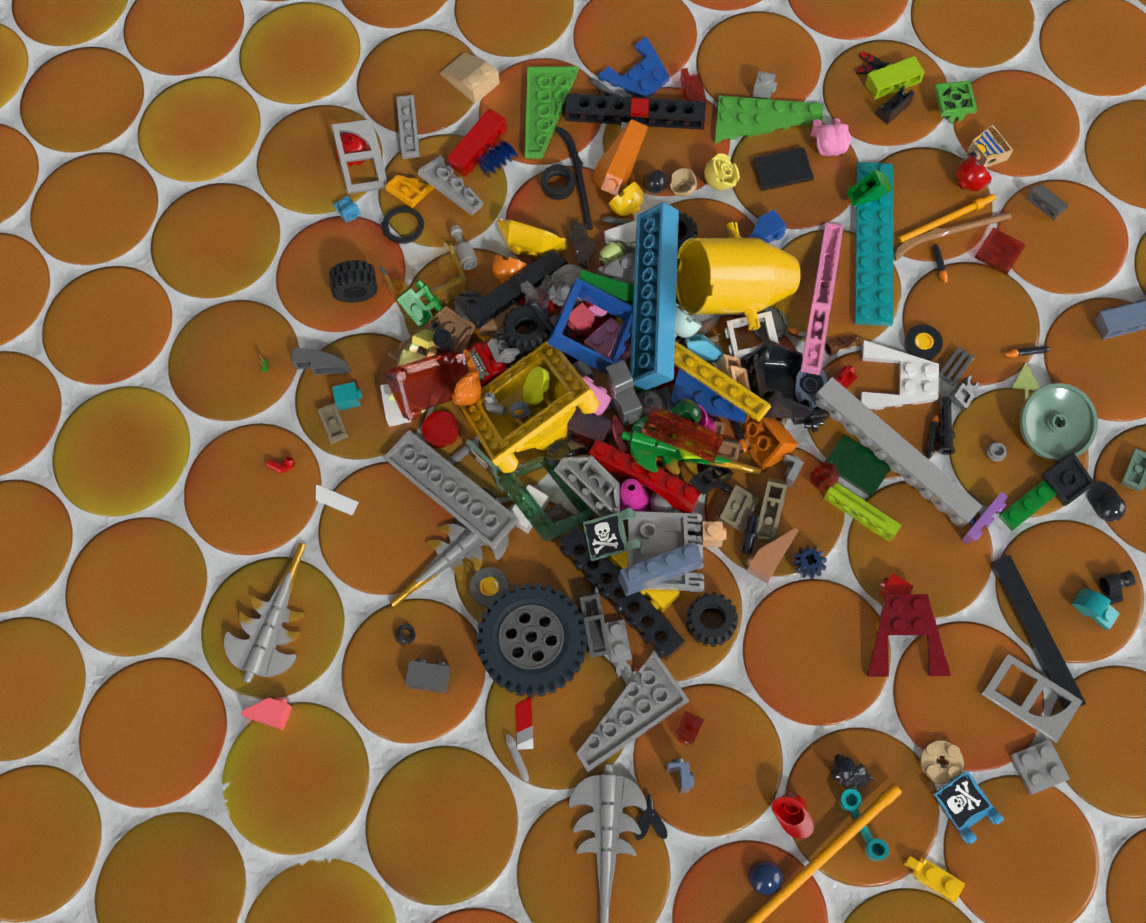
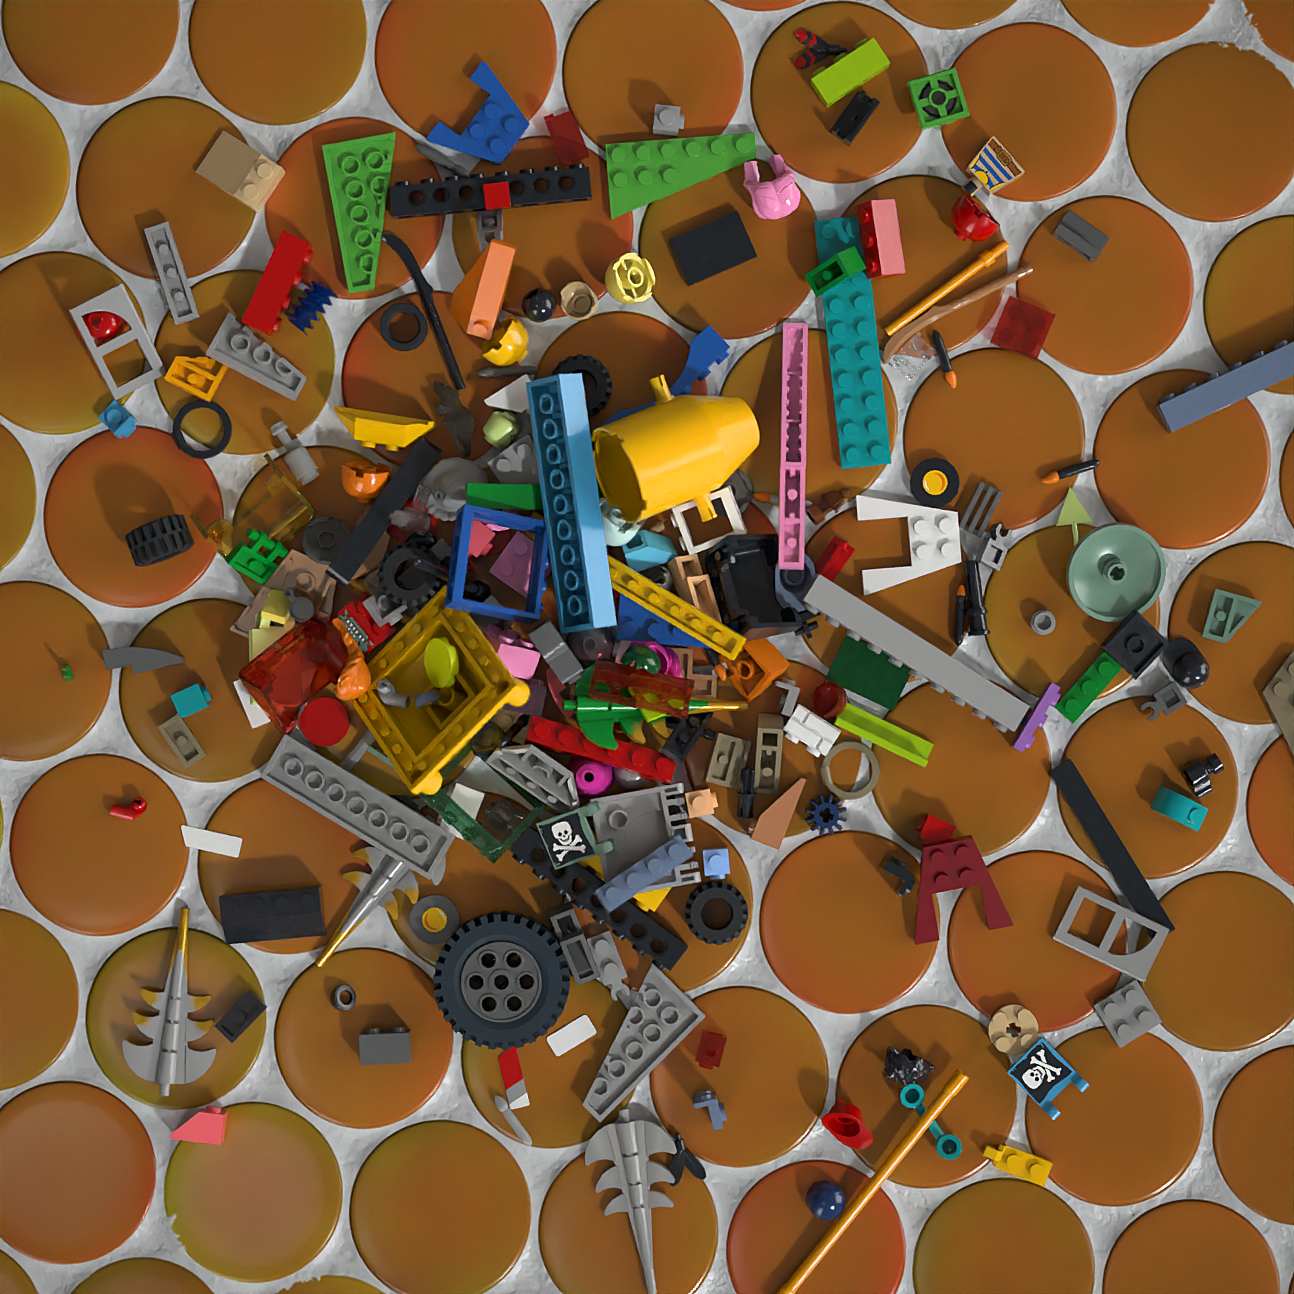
camera: 20 degrees left, 20 degrees up
(322, 632) = (241, 1016): none -> black plate
(366, 559) = (272, 914): none -> black slope
(578, 698) = (571, 1035): none -> white sticker
(717, 580) = (716, 862): none -> light blue brick
(807, 497) = (811, 730): none -> white brick
(814, 535) = (826, 774): none -> dark tan piece
(863, 612) = (898, 869): none -> black bracket
(904, 177) = (880, 239): none -> brick
(916, 257) = (912, 356): none -> clear piece
(1090, 524) = (1166, 699): none -> dark grey plate

